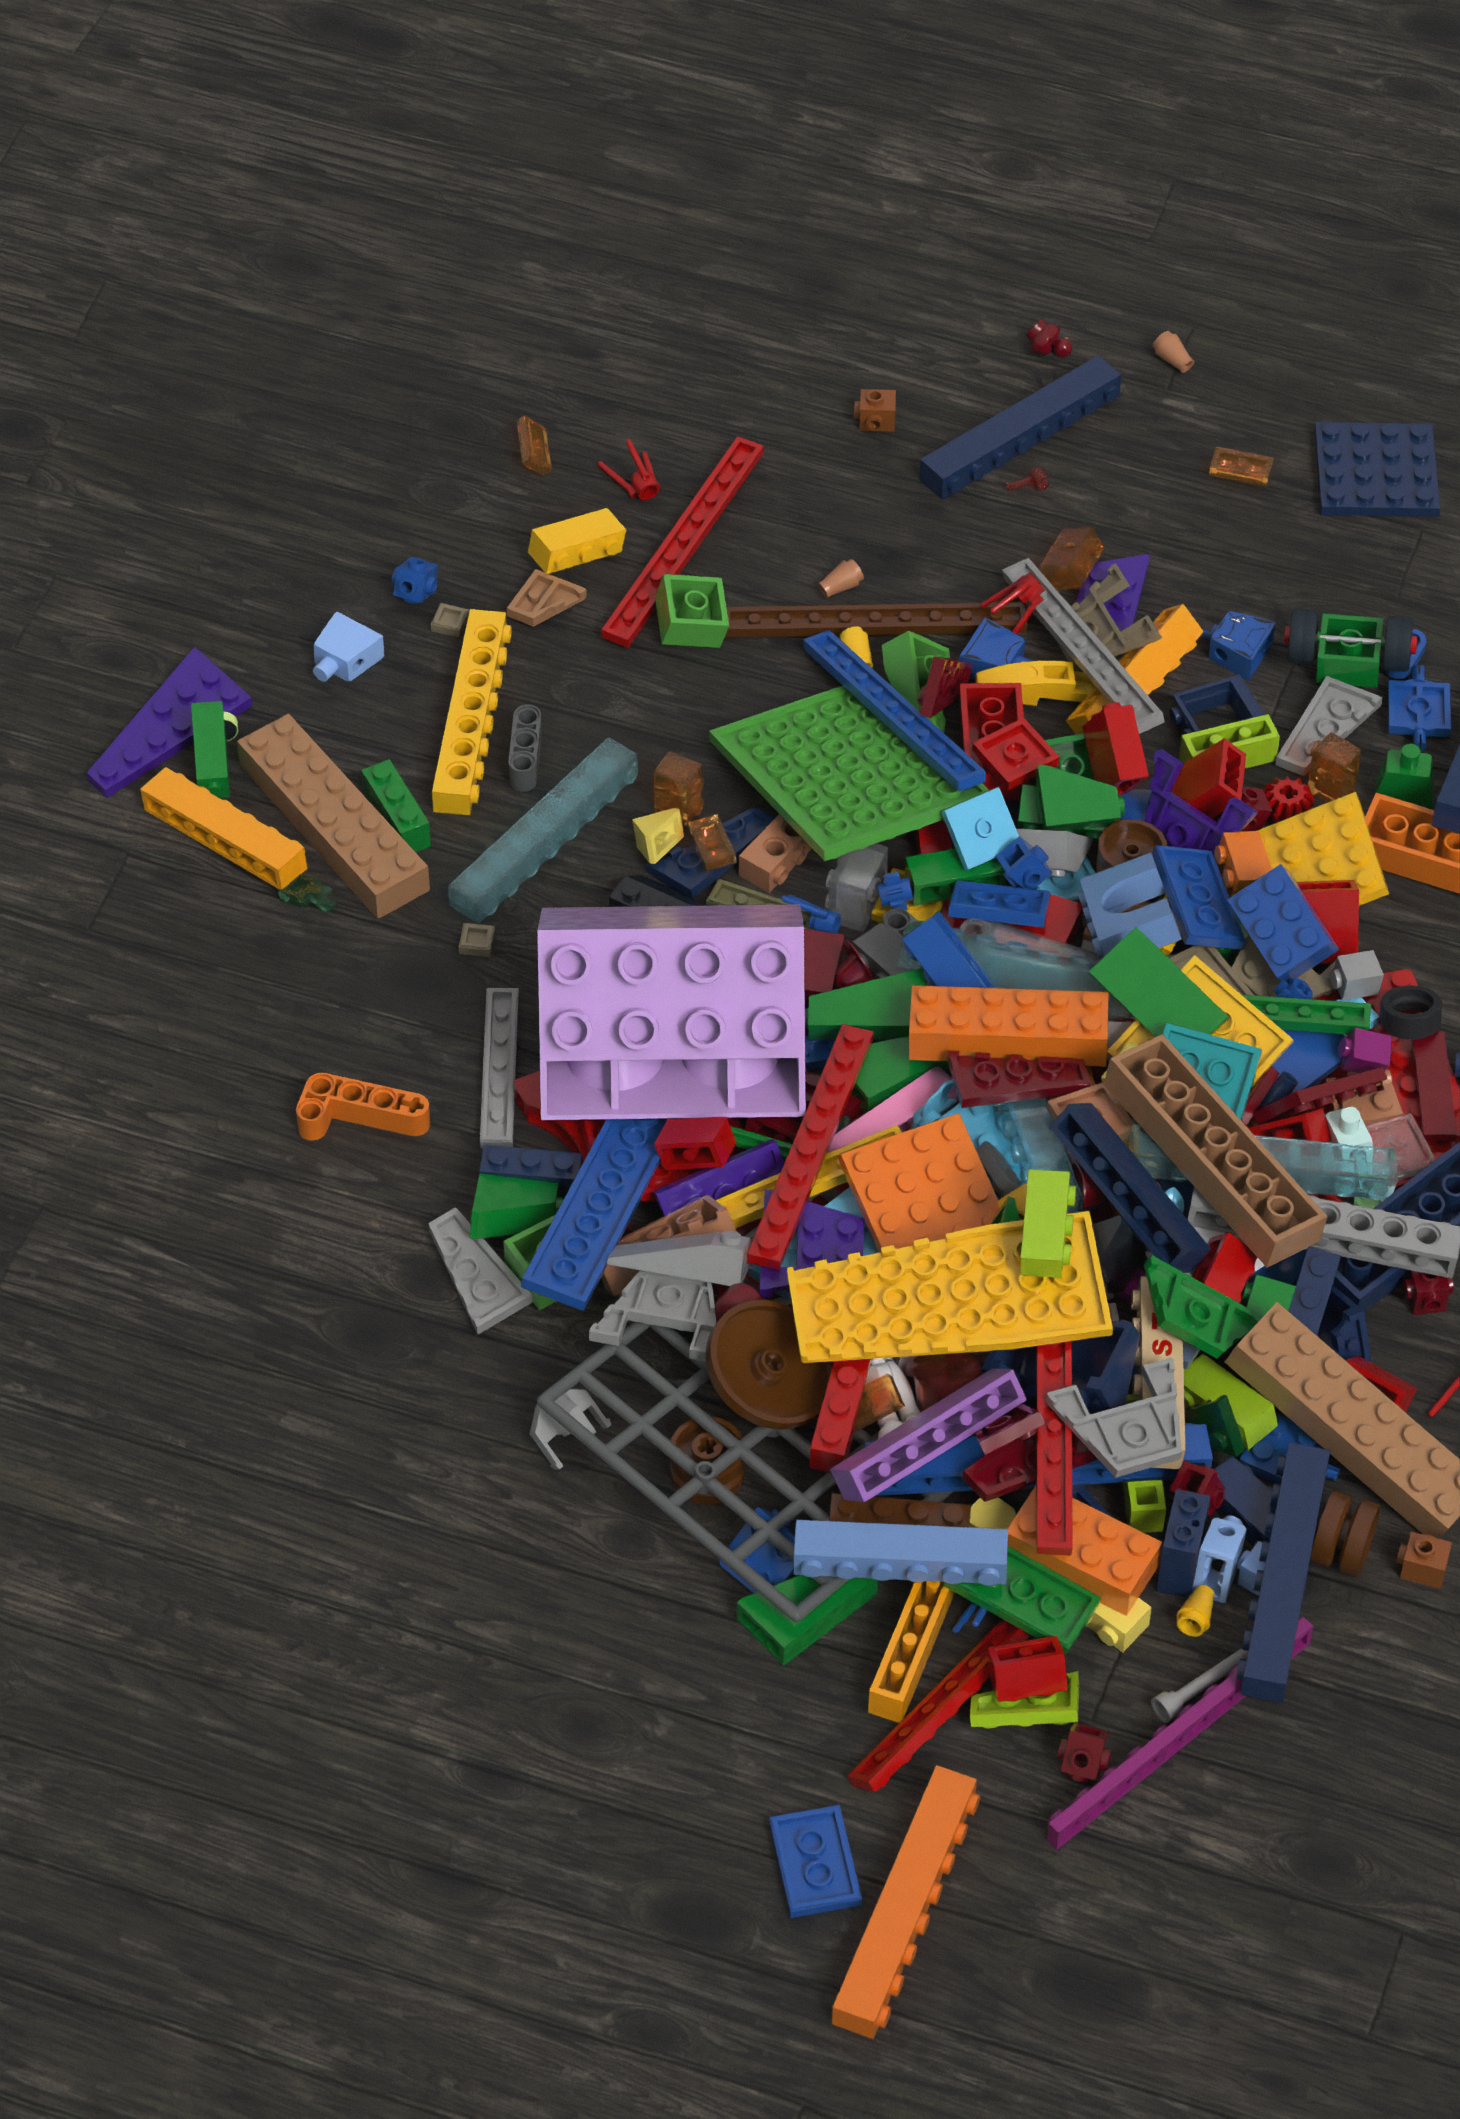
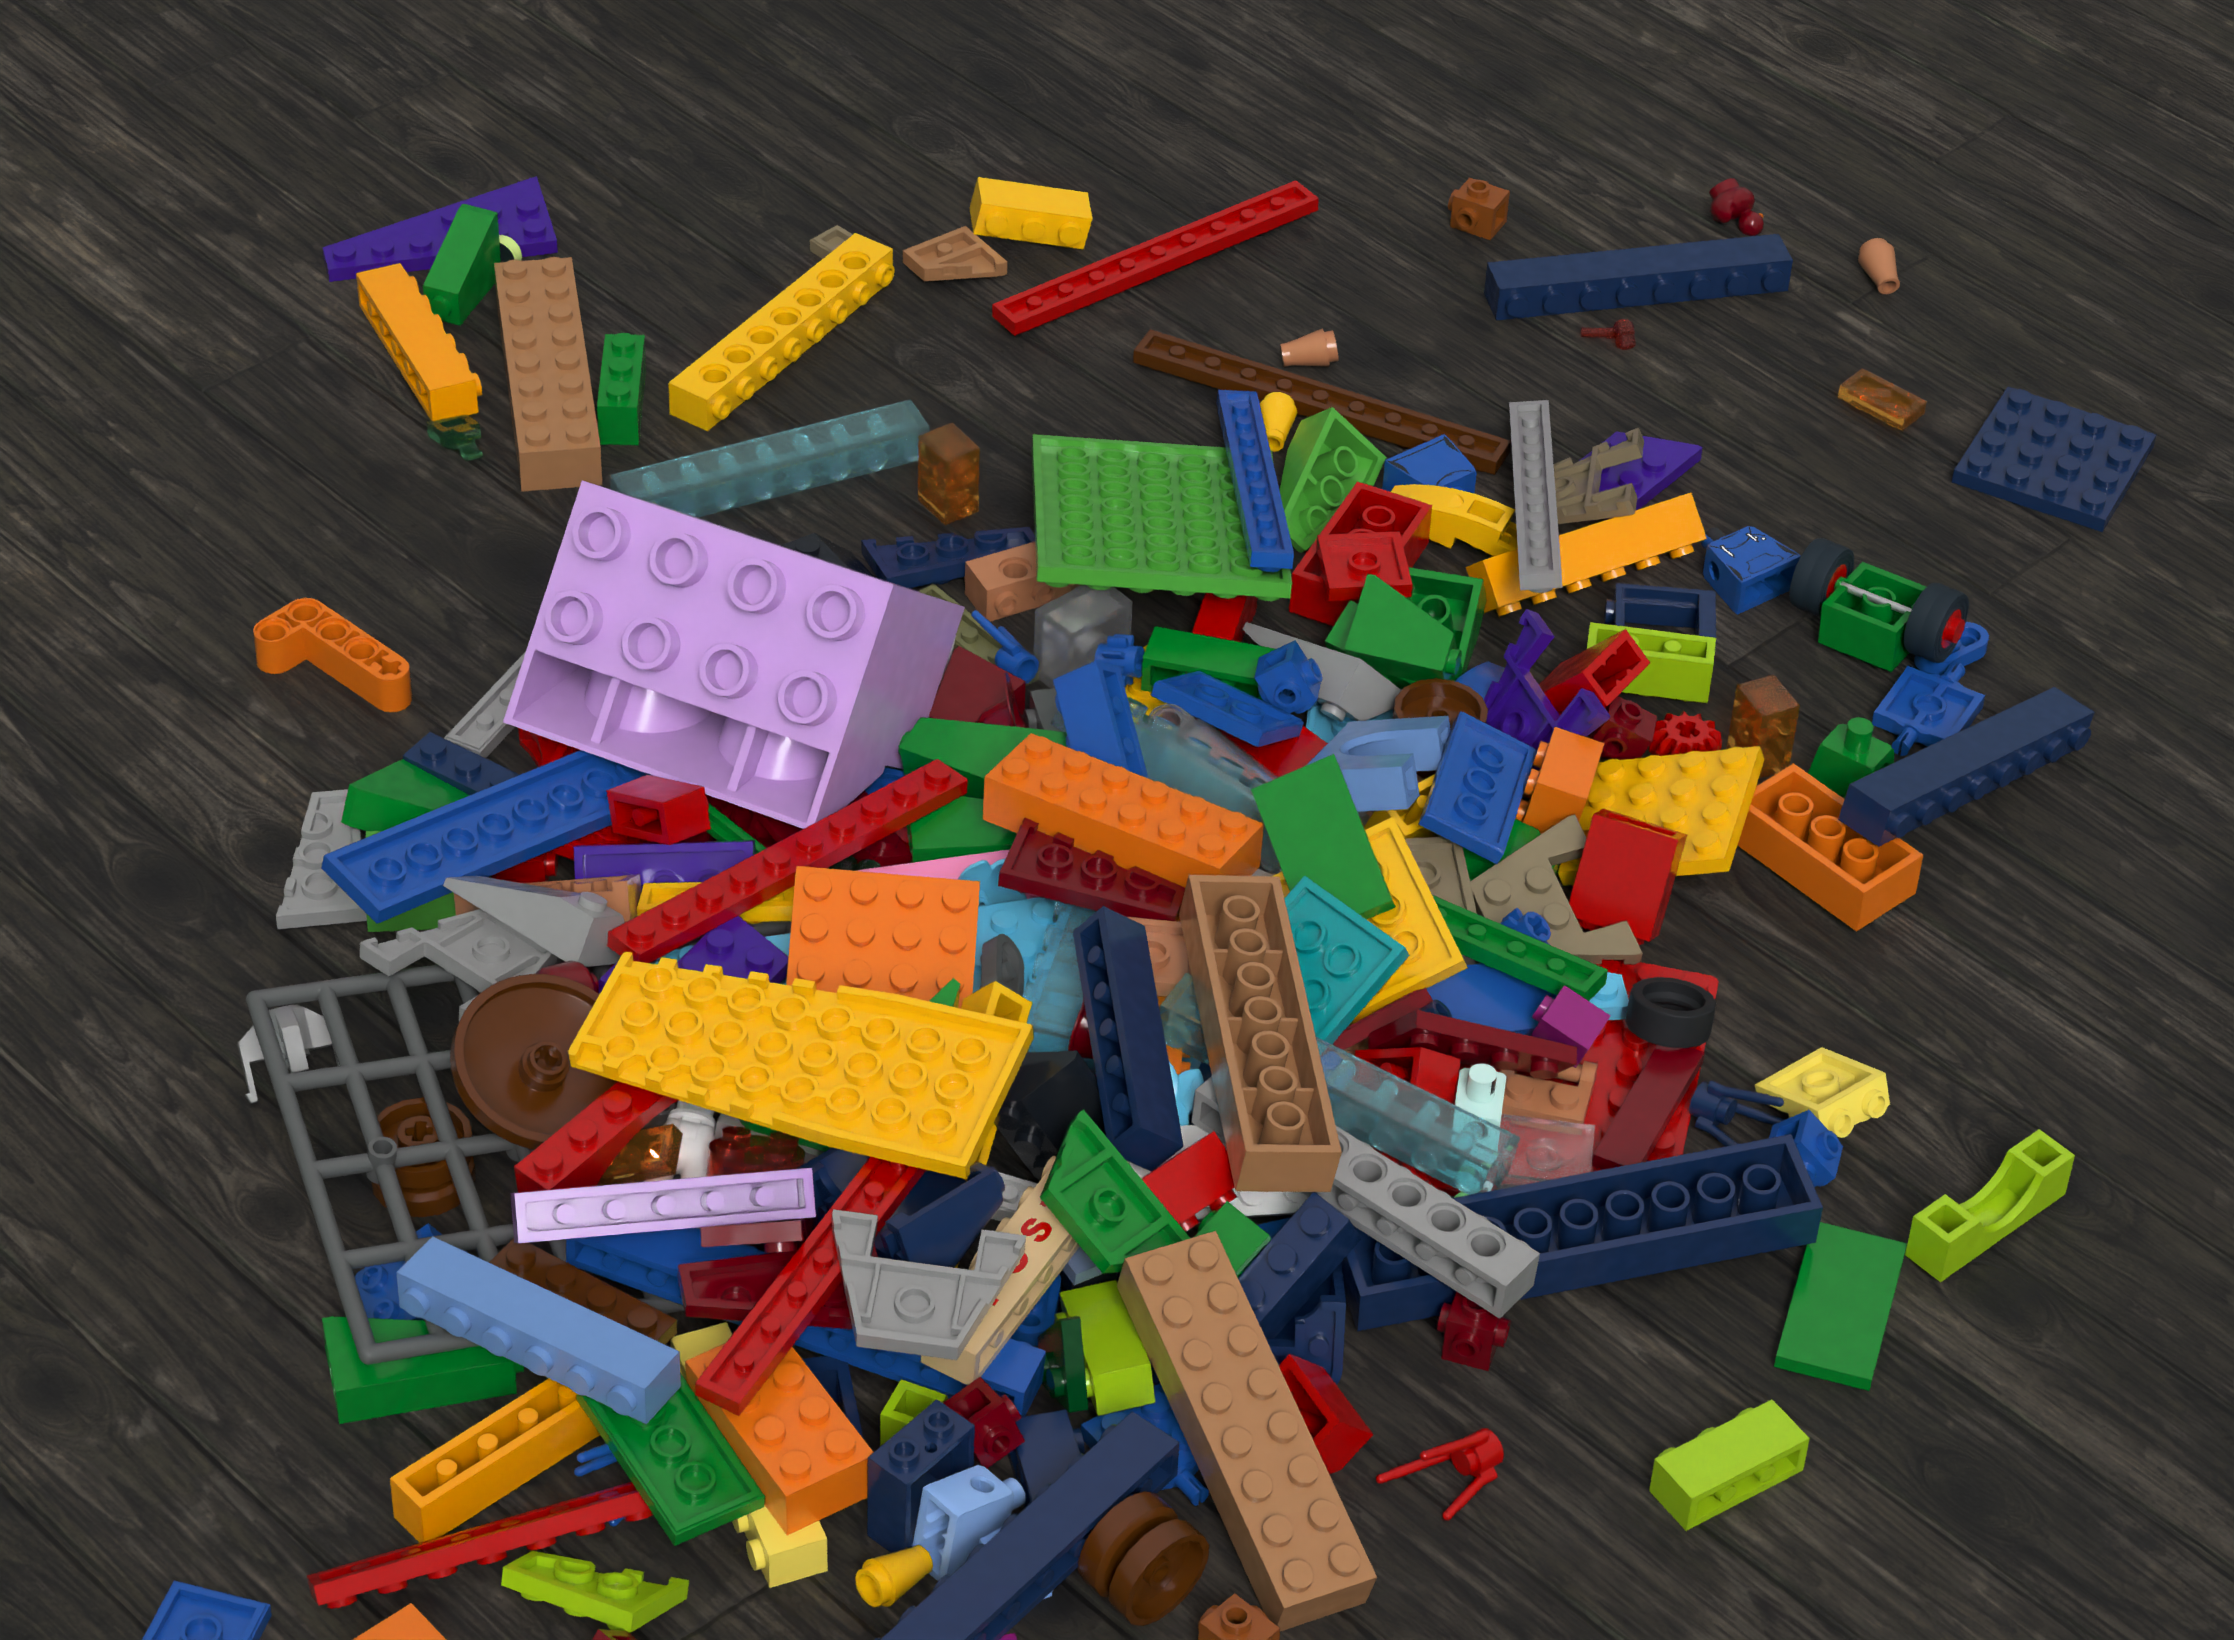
camera: 25 degrees right, 10 degrees down
(346, 649) = (694, 230): light blue torso -> none
(415, 580) = (822, 191): blue brick -> none
(525, 748) = (815, 384): dark grey beam -> none
(534, 445) = (1059, 118): clear orange plate -> none
(643, 481) = (1155, 189): red plant -> none
(658, 833) = (897, 513): light yellow slope -> none
(691, 611) = (1105, 316): bright green brick -> none
(712, 842) = (944, 538): clear orange plate -> none
(943, 684) = (1328, 465): dark red wing -> none
(980, 827) = (1255, 616): medium azure plate -> none
(1025, 588) = (1506, 416): red plant -> none
(1027, 1669) = (606, 1539): red brick -> none
(1047, 1223) = (959, 1012): lime brick -> none
(1072, 557) = (1598, 415): clear orange brick -> none
(1115, 747) = (1486, 598): red brick -> none
(1283, 924) = (1553, 842): blue brick -> none
(1333, 709) = (1814, 676): light grey wing -> none
(1357, 975) = (1625, 944): light grey brick -> none

